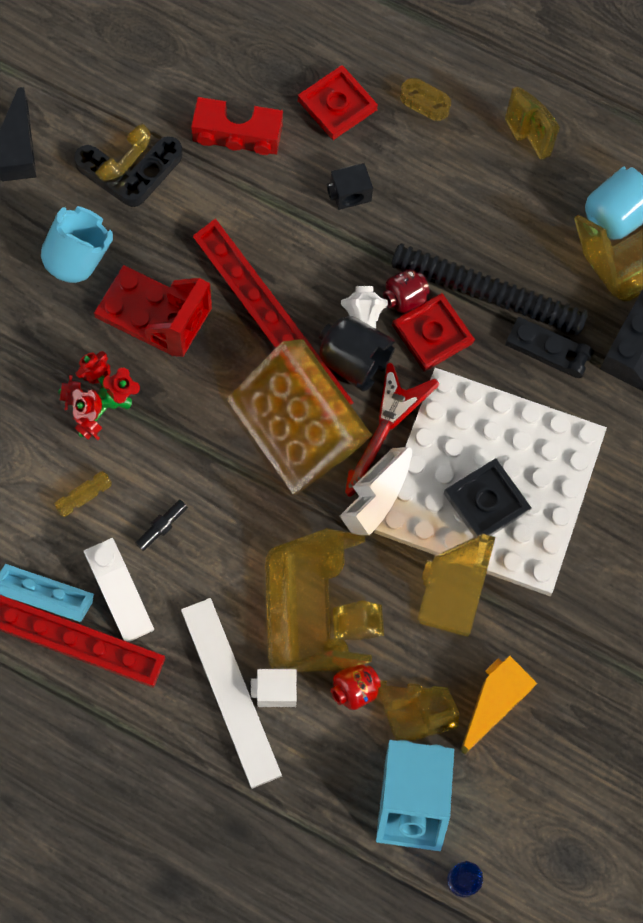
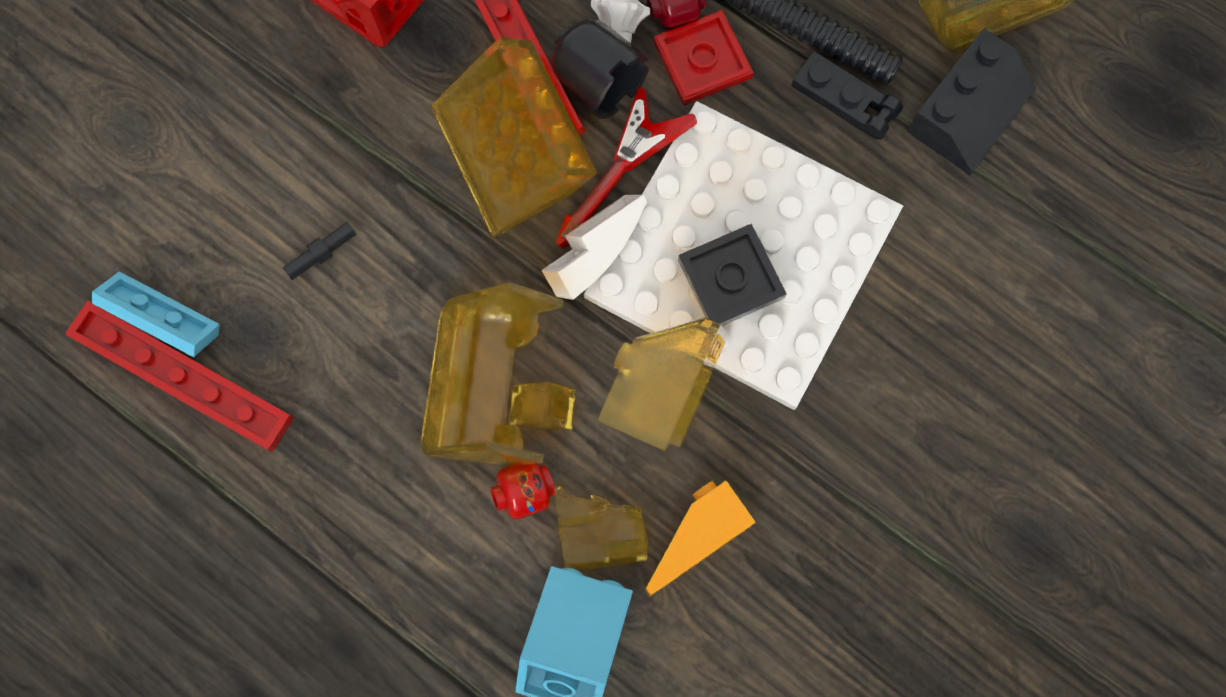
camera: 15 degrees right, 5 degrees up
(83, 493) = (231, 198): clear yellow axle -> none
(90, 405) = (246, 84): red plant -> none
(118, 590) = (249, 322): white slope -> none
(231, 693) = (367, 475): white tile -> none
(274, 688) = (421, 476): white brick -> none

